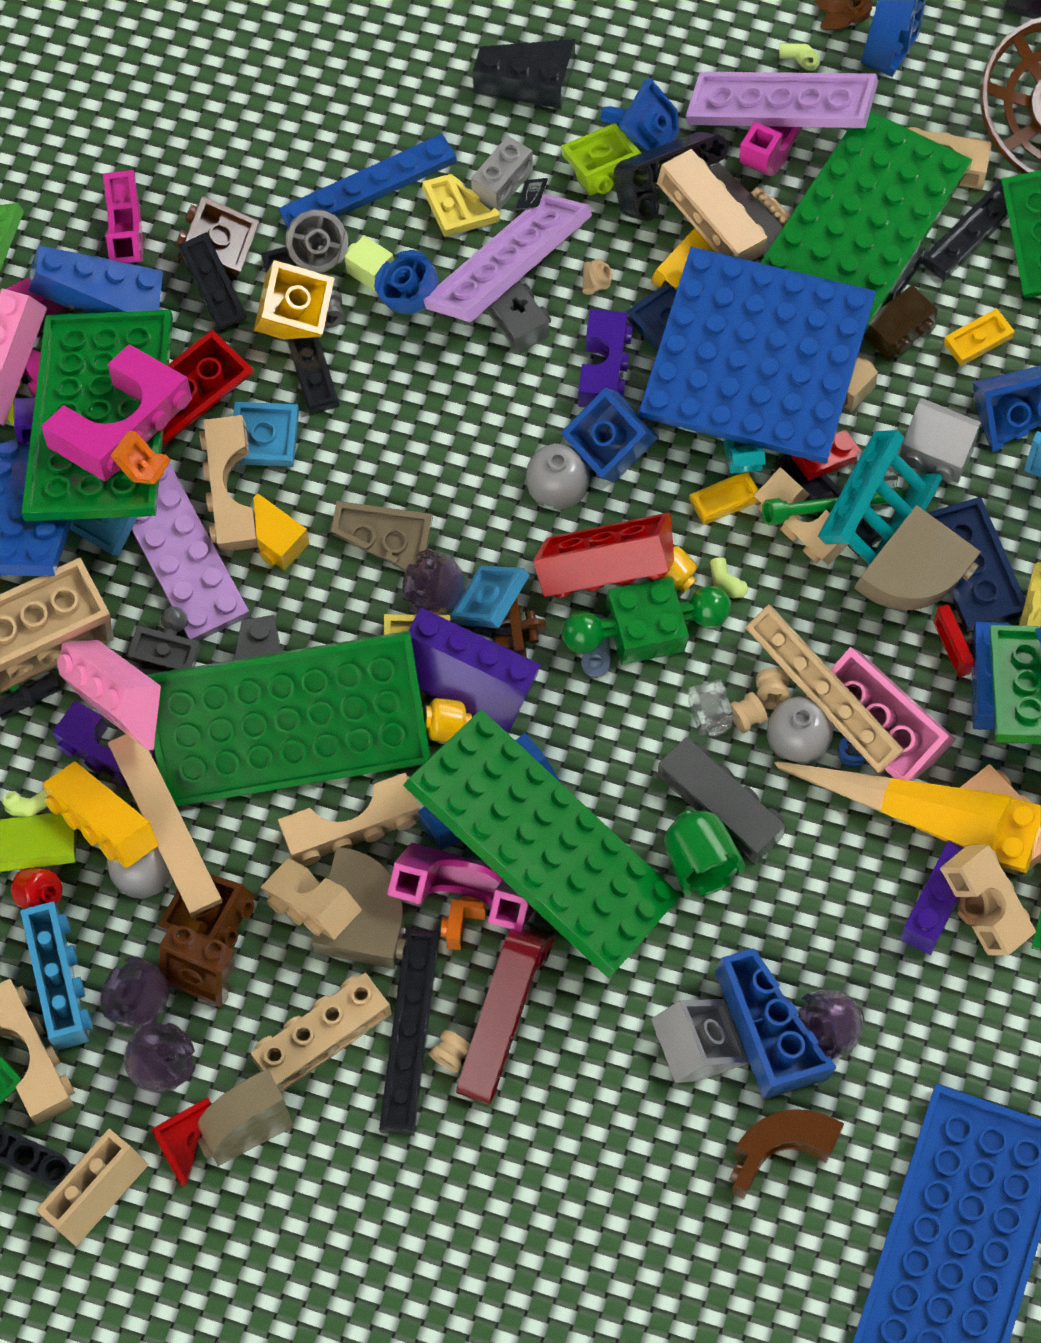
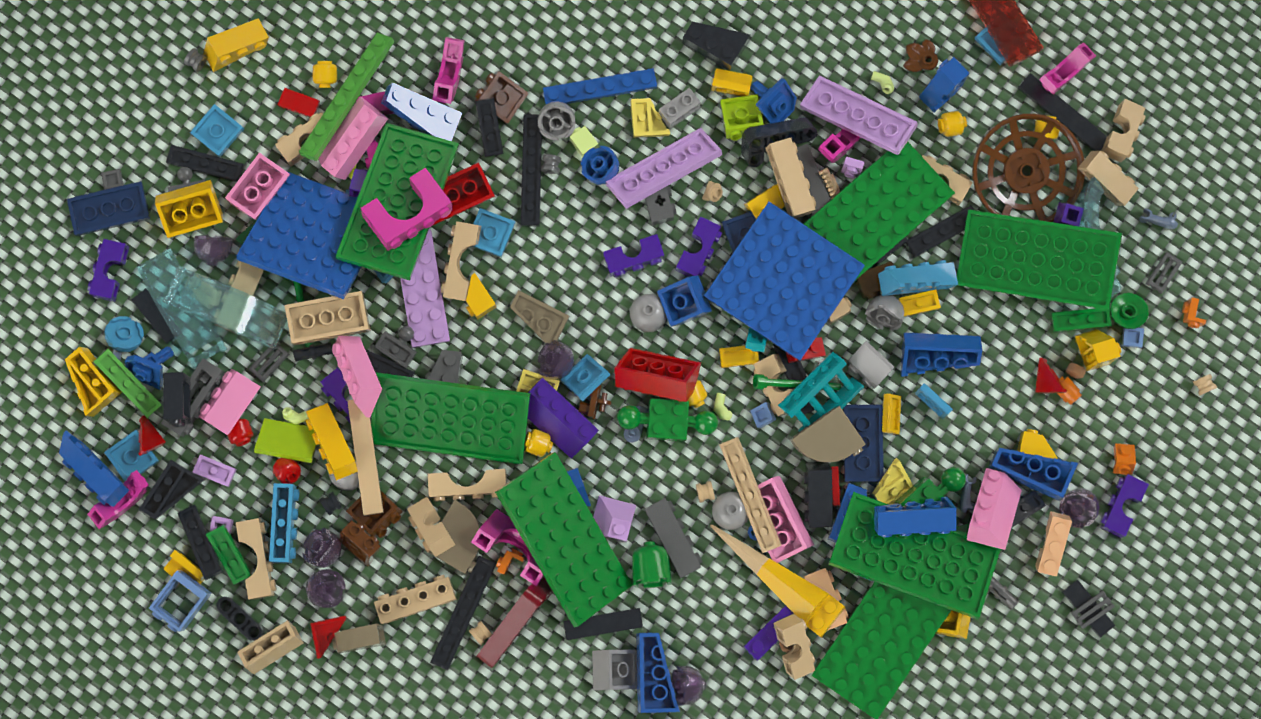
camera: 15 degrees right, 15 degrees up
(128, 921) = (331, 503): none -> black wheel
(139, 460) = (409, 248): orange bracket -> none
(293, 302) = (531, 158): yellow slope -> none
(486, 416) = (619, 263): none -> dark purple arch
(532, 193) = (693, 125): black sticker -> none
(569, 121) = (731, 82): none -> yellow panel
(615, 800) = (614, 518): none -> lavender slope
(653, 974) = (604, 624): none -> black tile
(710, 708) = (685, 483): clear brick -> none
(772, 687) = (723, 482): tan wheel -> none
(797, 569) = (763, 415): none -> medium blue plate
(799, 172) = (852, 167): none -> lavender plate
(926, 77) = (952, 124): none -> yellow head
(932, 363) = (885, 312): none -> light grey cylinder
(934, 658) = (818, 494): none -> black wedge
(963, 295) = (917, 278): none -> dark azure wedge
(1000, 507) = (891, 414): none -> yellow plate

